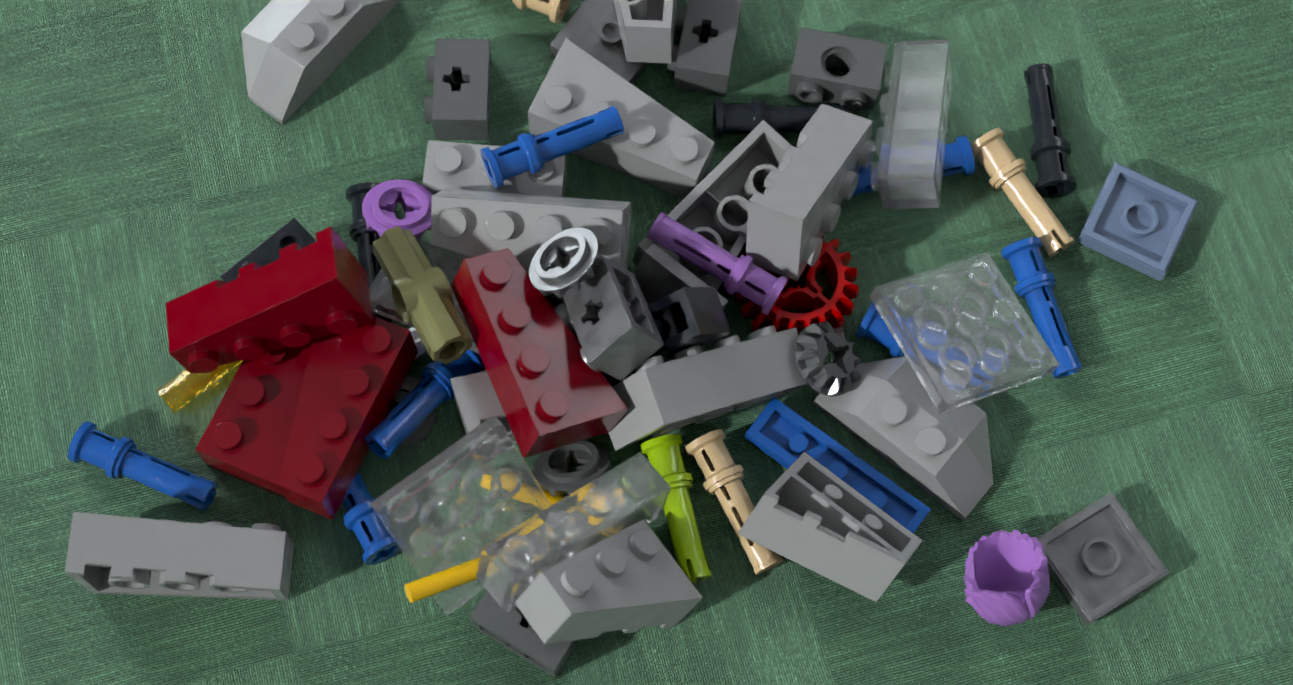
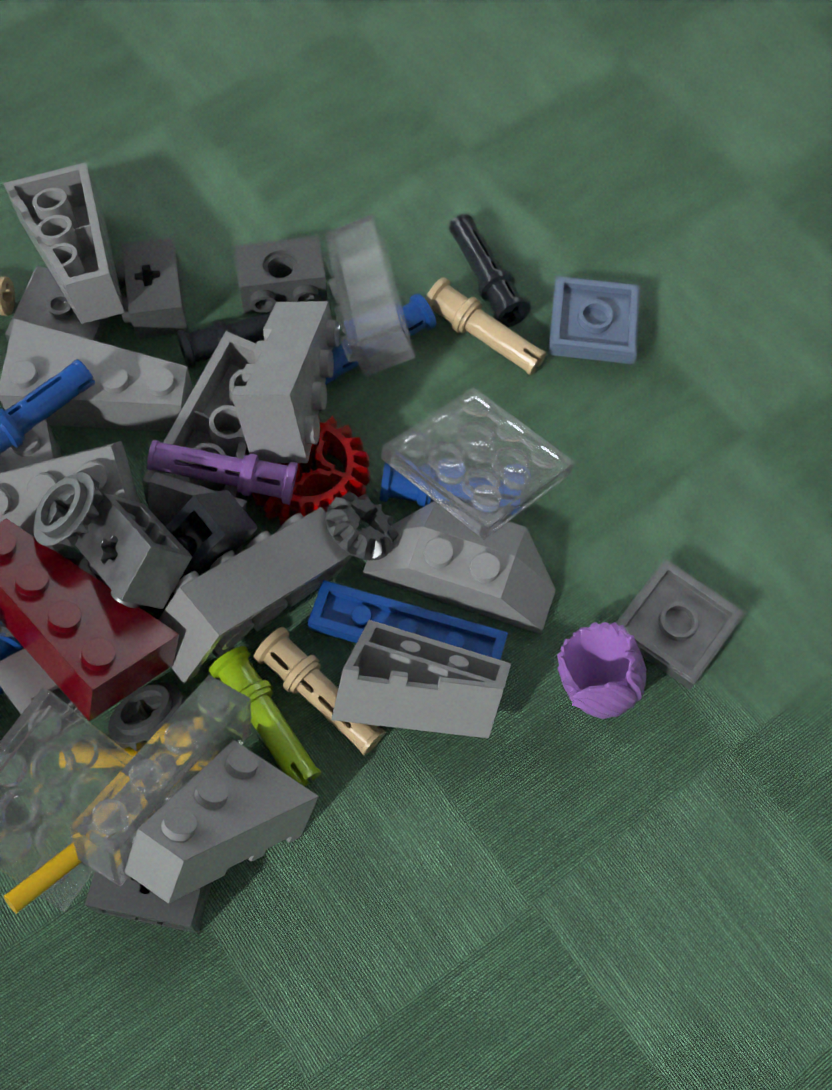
camera: 20 degrees left, 5 degrees down
(1036, 288) = (528, 403): blue pin -> none

